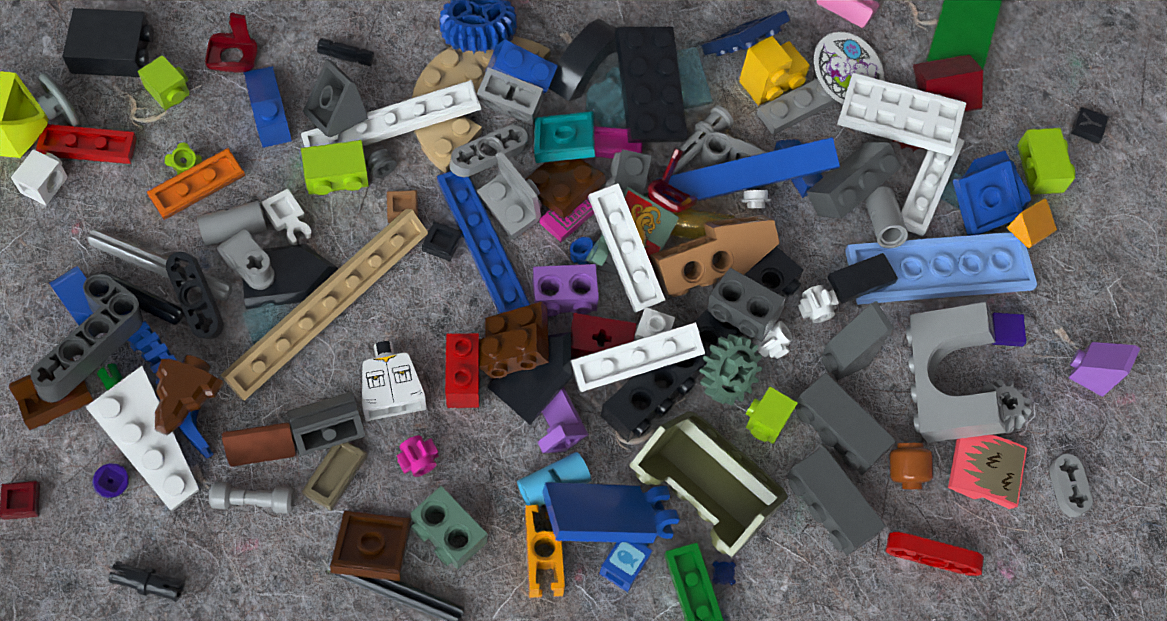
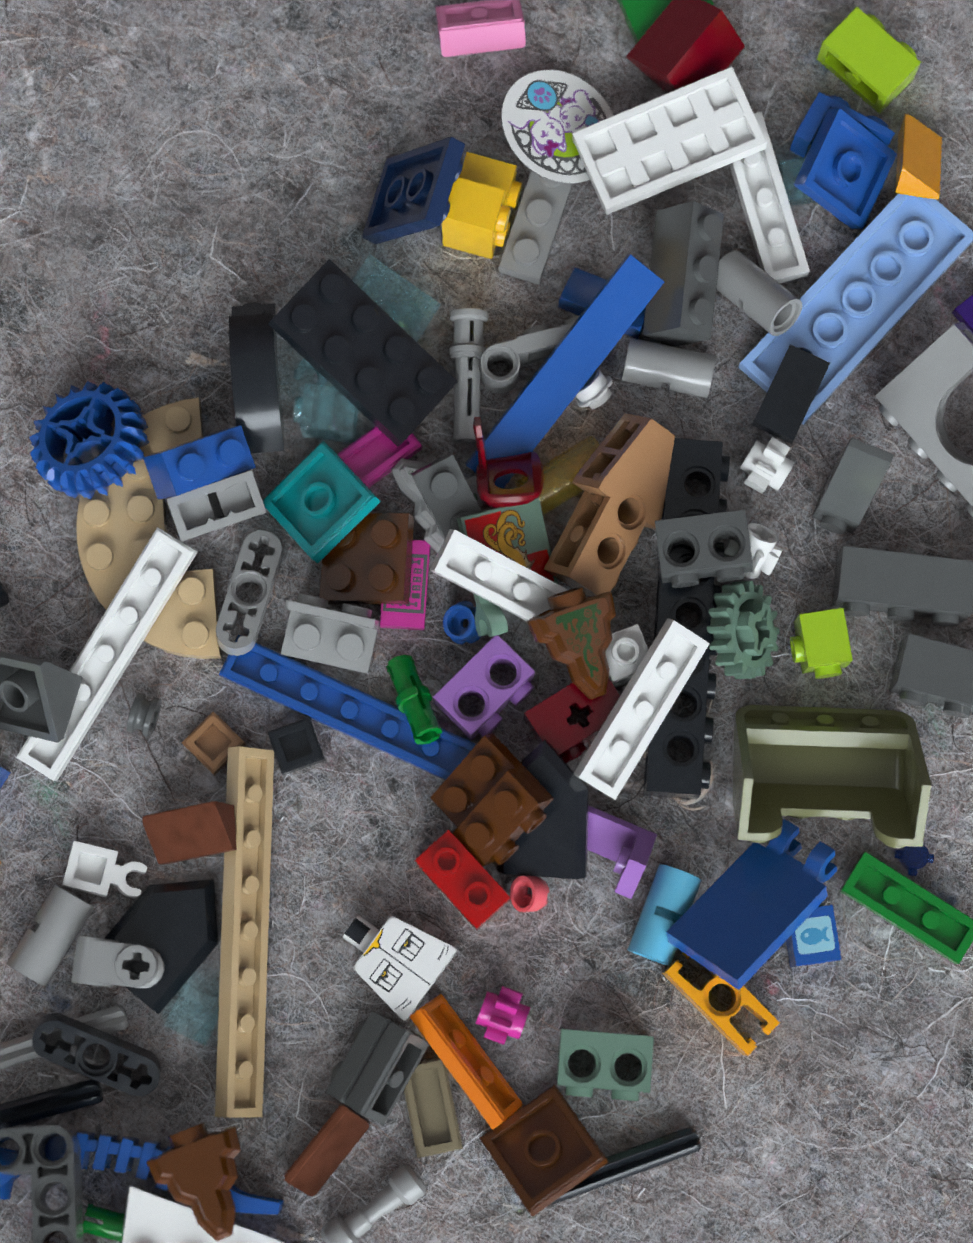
camera: 35 degrees left, 15 degrees up
(334, 167) = (99, 767): lime brick -> none
(349, 230) = (191, 832): none -> copper slope
(375, 463) = (466, 1061): none -> orange tile
(491, 409) = (529, 902): none -> coral hinge
(522, 263) = (414, 699): none -> green pin
(637, 291) = (578, 636): none -> reddish brown rock
(807, 218) = (681, 368): none -> light grey pin

